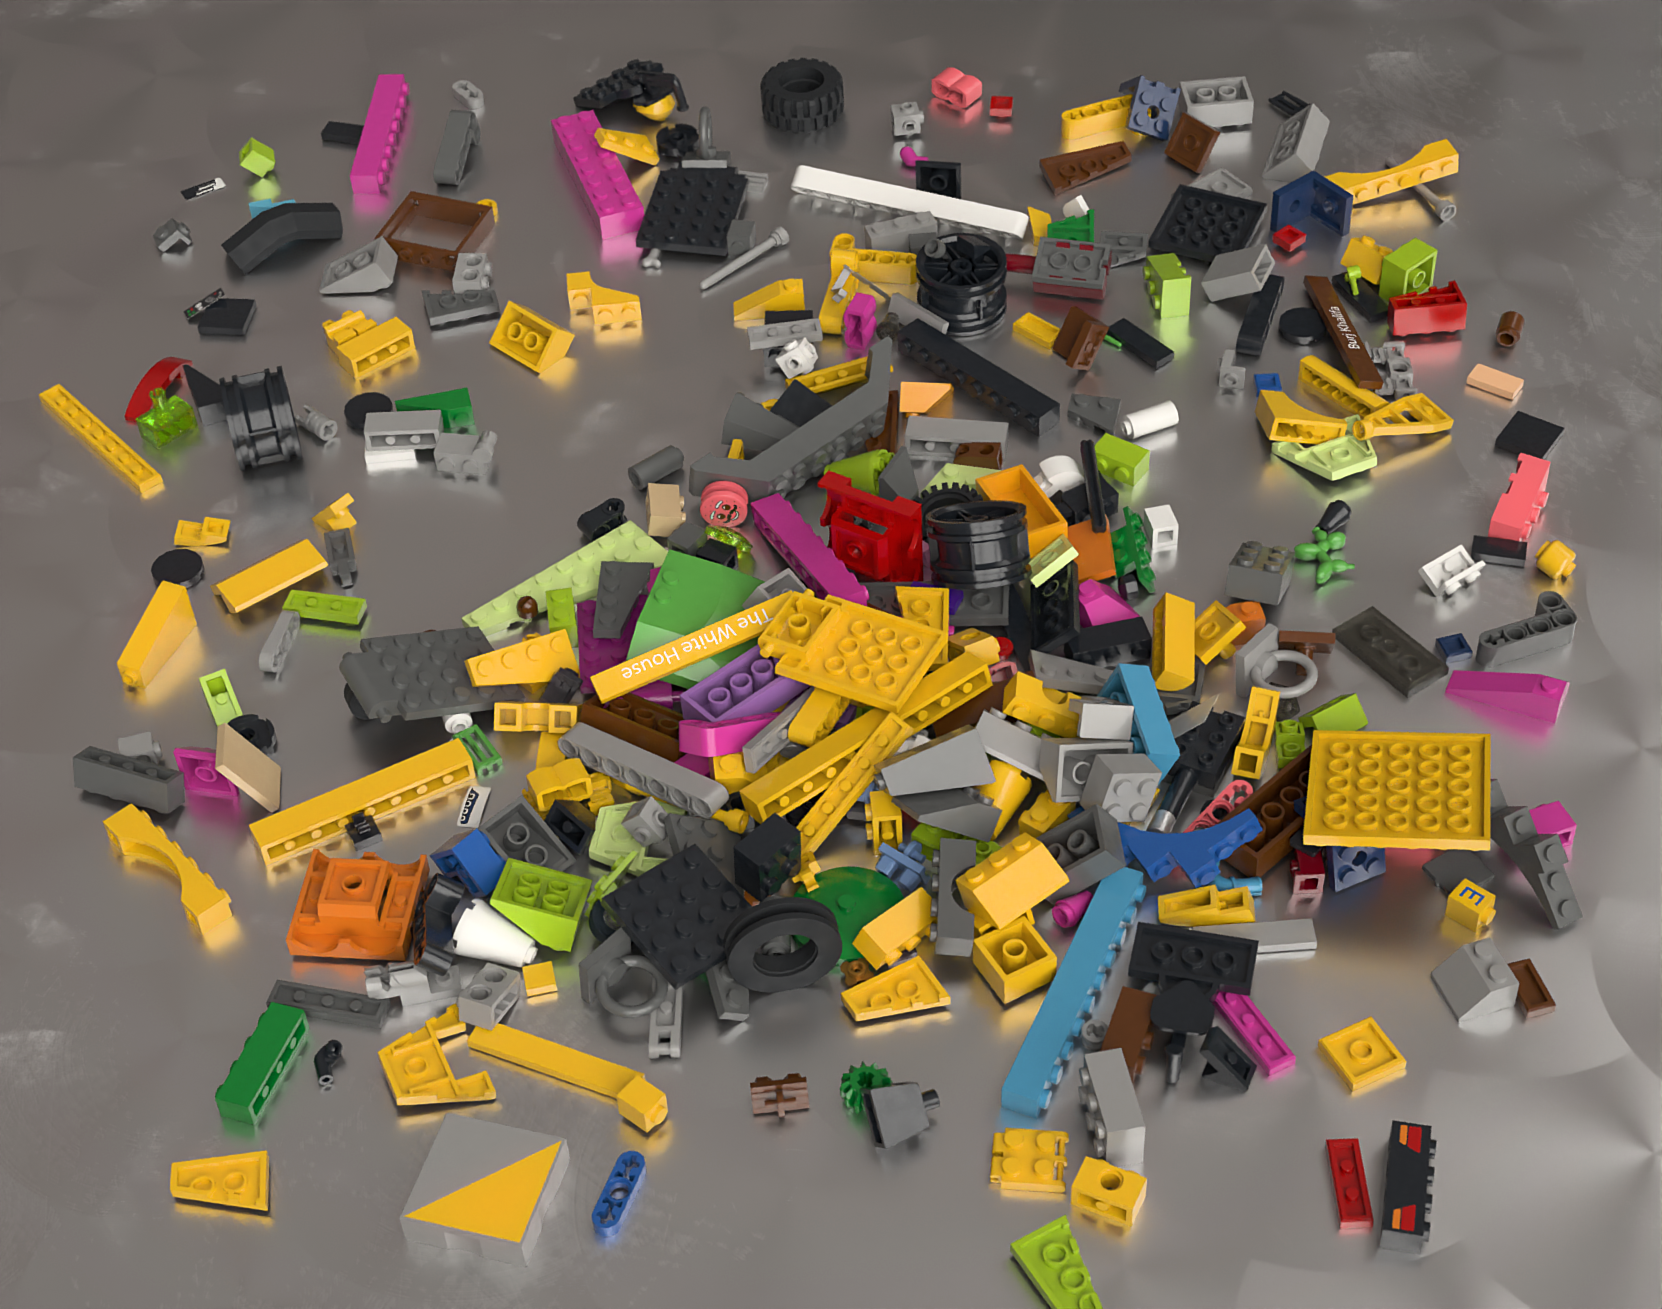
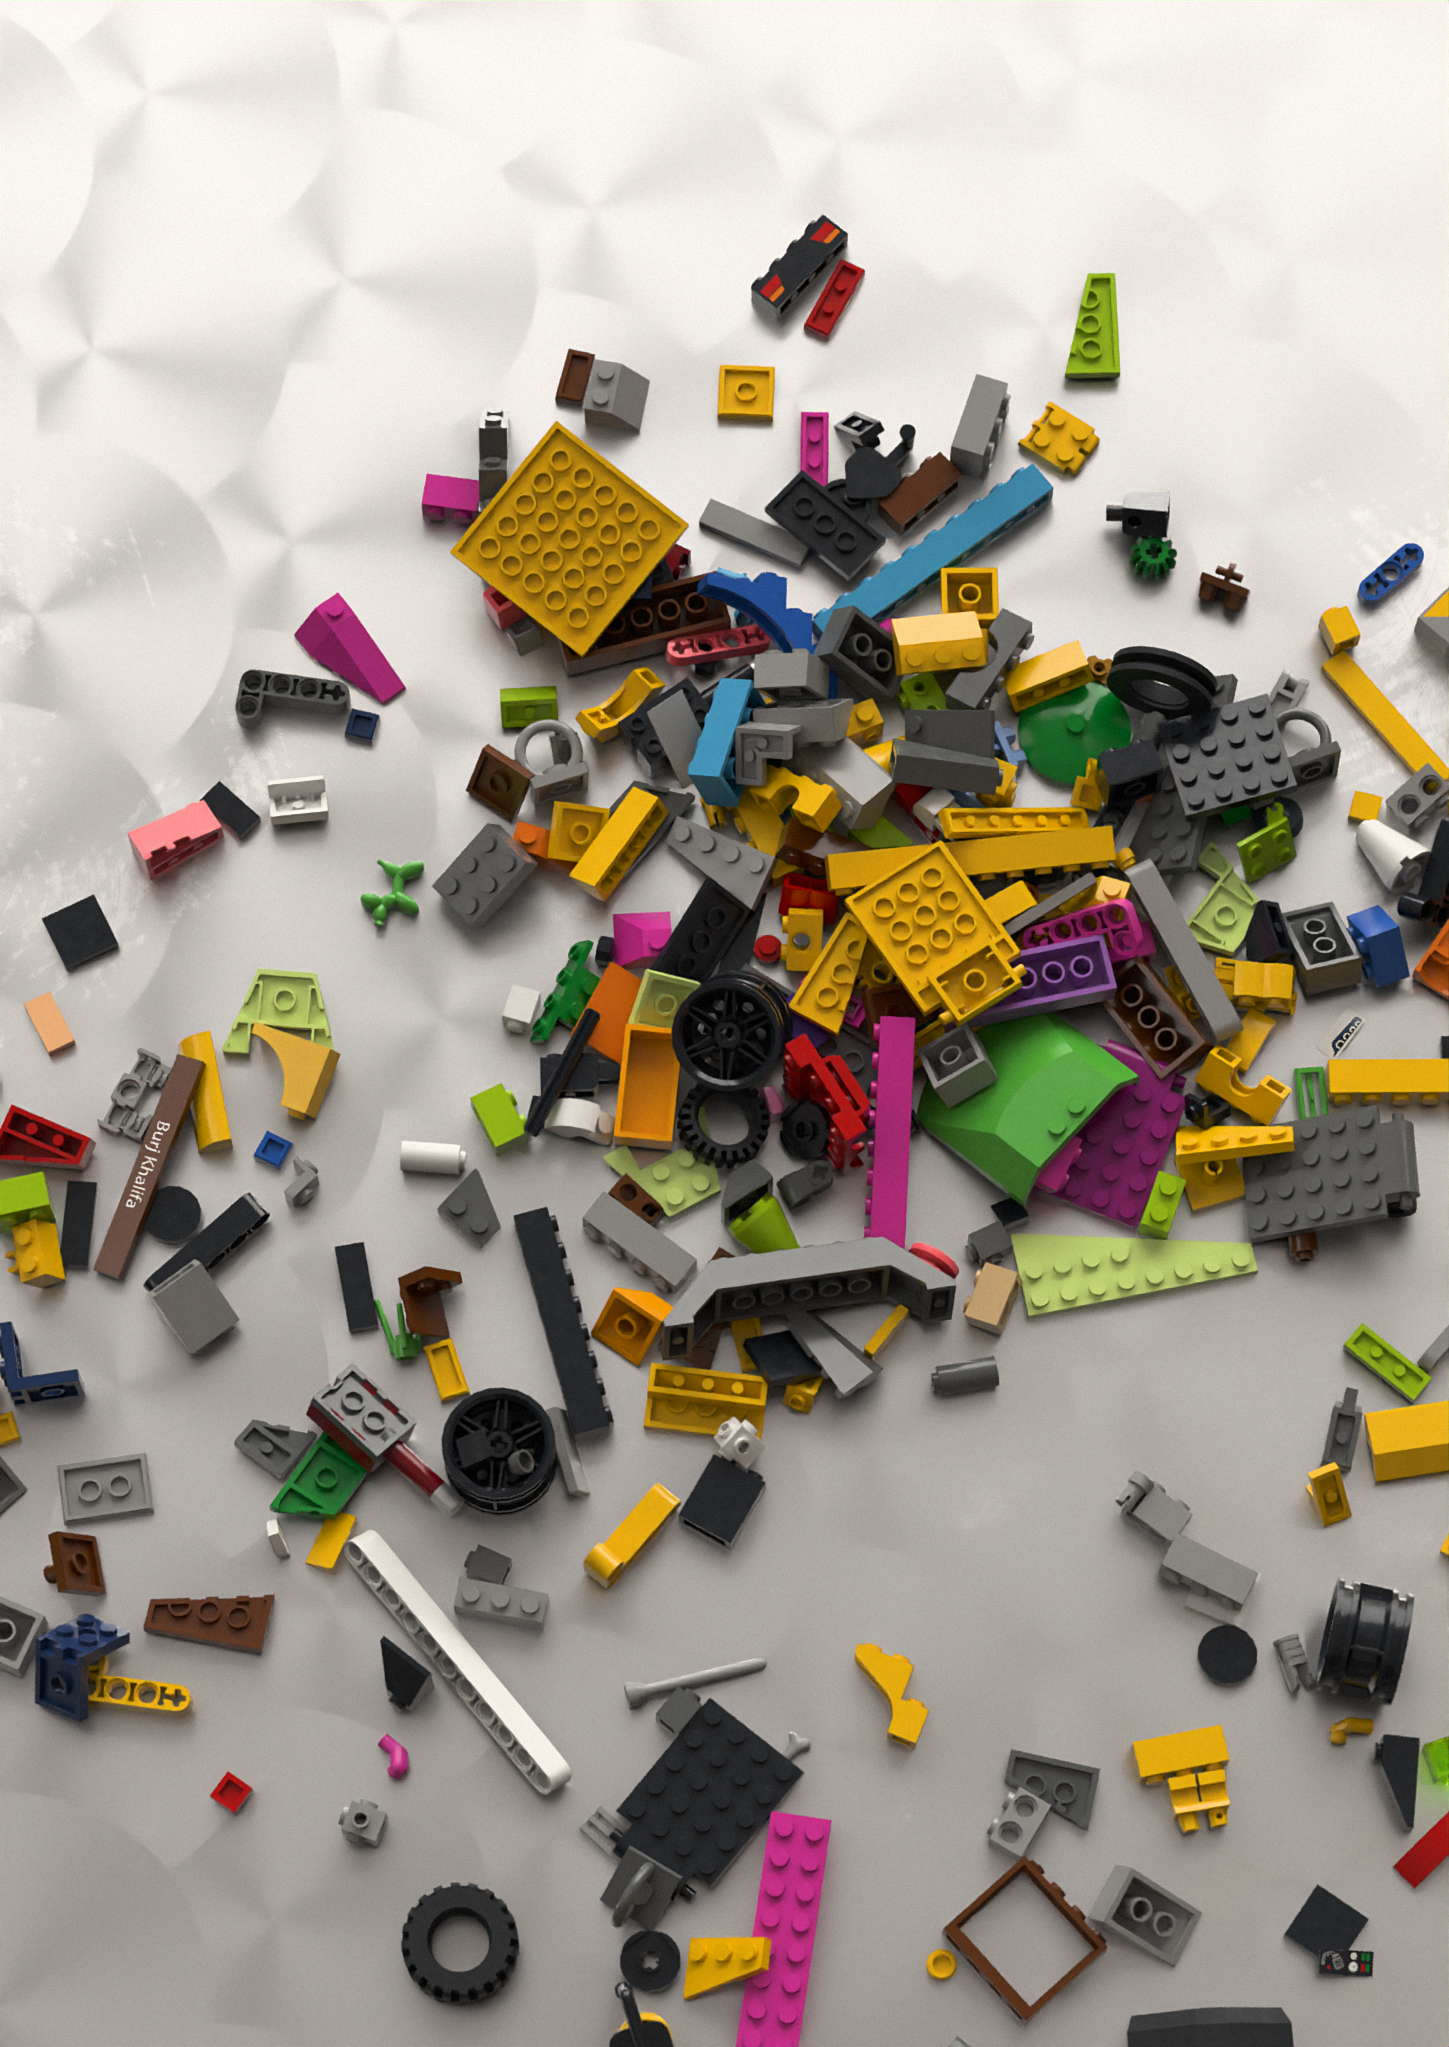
camera: 155 degrees left, 25 degrees up
(454, 406) = (1147, 1598): green slope -> none
(527, 607) = (1191, 1245): reddish brown hinge -> none
(530, 337) = (999, 1669): yellow slope -> none
(542, 902) = (1331, 869): lime slope -> none
(601, 519) = (1063, 1325): black piece -> none
(617, 595) = (1094, 1200): dark grey wing -> none
(646, 822) = (1206, 888): light grey brick -> none
(686, 650) = (1076, 1036): yellow tile -> none
(719, 553) = (972, 1206): black brick -> none
(729, 536) = (948, 1220): clear neon green dish -> none
(778, 296) = (708, 1578): yellow slope -> none
(781, 333) = (736, 1475): light grey plate -> none
(841, 293) = (599, 1529): light grey piece -> none
(860, 321) = (637, 1466): dark pink brick -> none
(880, 265) = (556, 1576): yellow beam -> none
(888, 326) = (603, 1460): clear smoke cone -> none
(896, 991) = (1094, 633): yellow wing -> none
(956, 87) = (260, 1862): coral brick -> none
(1092, 1042) = (935, 518): light grey bush -> none
(1111, 643) = (661, 887): black brick -> none
(1117, 1204) = (1016, 362): yellow brick -> none
(1167, 285) = (271, 1347): lime wedge -> none
(1206, 223) = (156, 1424): black plate -> none
(1207, 907) = (756, 560): yellow slope -> none
(1288, 741) = (589, 694): lime slope -> none
(1289, 238) = (84, 1354): red plate -> none
(1334, 516) = (351, 929): black cone -> none
(1353, 273) = (71, 1247): lime hand -> none
(1390, 652) = (420, 754): clear smoke tile -> none
(1419, 406) = (156, 1009): yellow plate -> none
(1555, 559) = (194, 762): yellow head -> none

